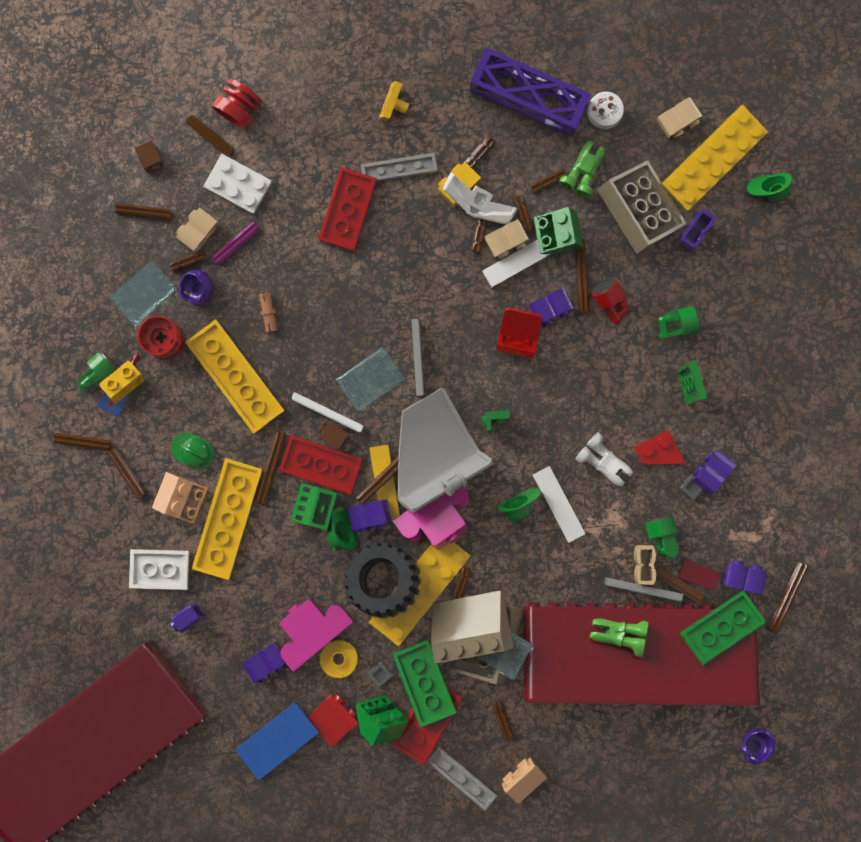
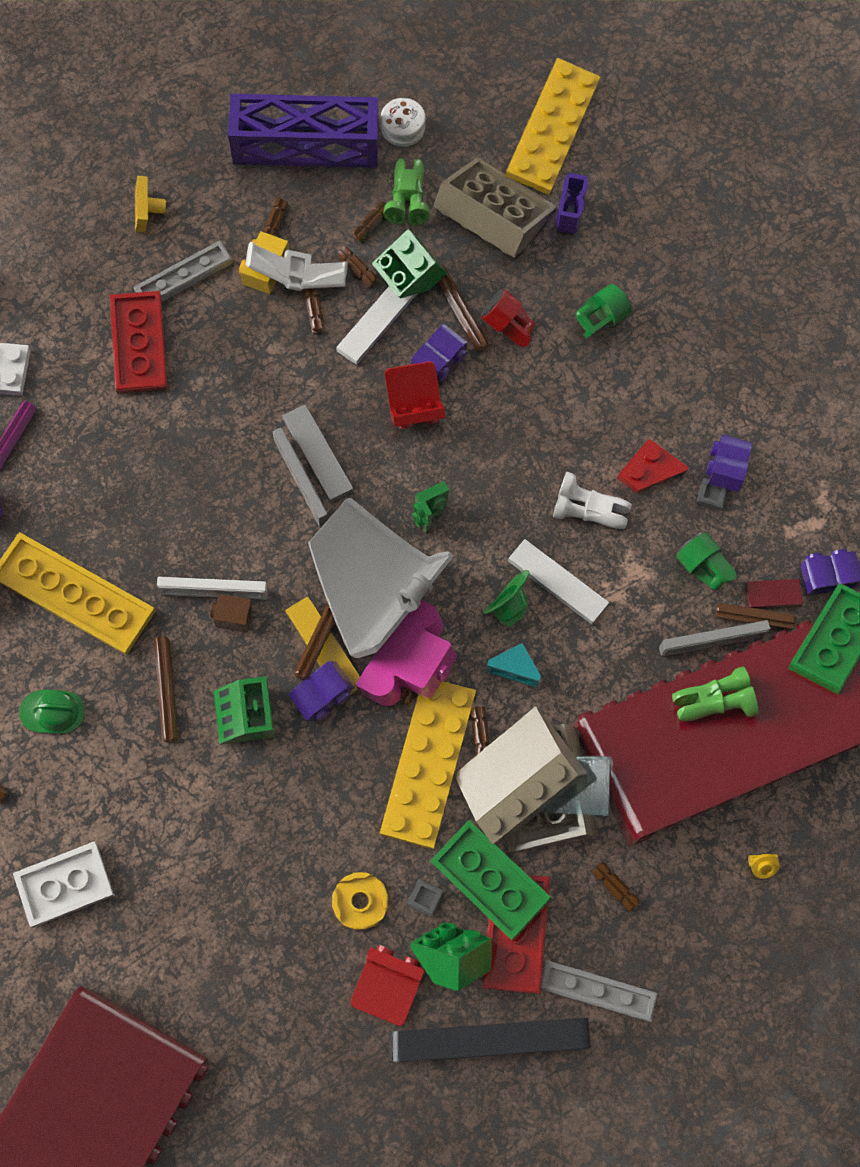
camera: 25 degrees left, 15 degrees down
(179, 498) = (56, 776): light nougat slope -> none
(186, 618) = (126, 931): dark purple brick -> none
(227, 519) = (132, 779): yellow plate -> none
(264, 663) = (261, 948): dark purple brick -> none
(268, 312) = (85, 499): nougat pin -> none
(277, 740) = (321, 1051): blue tile -> none
(310, 630) = (306, 877): dark pink brick -> none
(321, 465) = (225, 657): red tile -> none
(340, 533) = (292, 729): green piece -> none
(358, 572) = (349, 740): black tyre -> none
(370, 378) = (250, 528): clear light blue piece -> none
(381, 779) = (489, 1040): none -> black beam
(437, 343) = (317, 453): none -> light grey tile
(503, 550) = (515, 665): none -> teal slope
(506, 239) = (350, 300): tan brick -> none
(523, 780) = (683, 952): light nougat slope -> none
(603, 748) = (764, 865): none -> yellow plate
(645, 558) = (698, 601): tan brick -> none
(679, 117) = (492, 98): tan brick -> none
(691, 383) = (653, 360): green tile -> none
(771, 186) = (637, 129): green piece -> none

